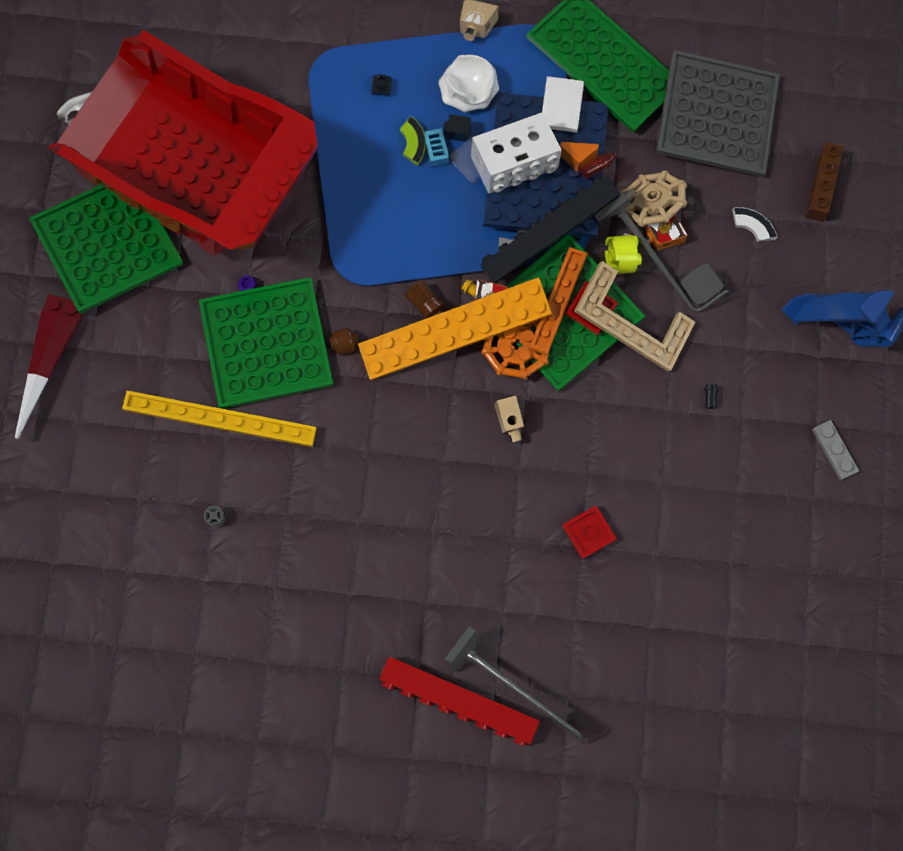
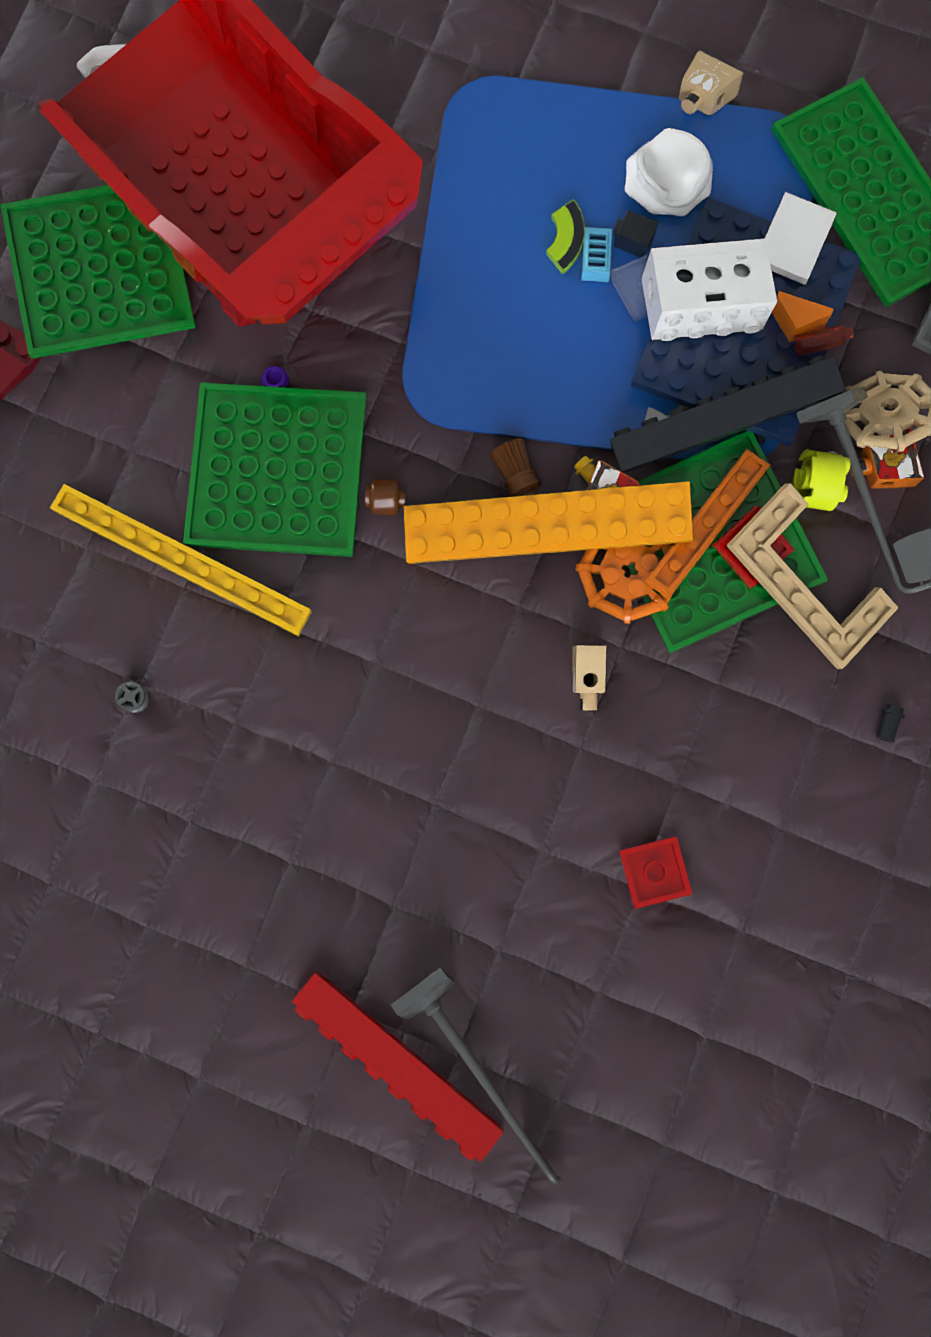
camera: 20 degrees right, 5 degrees up
(381, 85) = (544, 145): black tile -> none

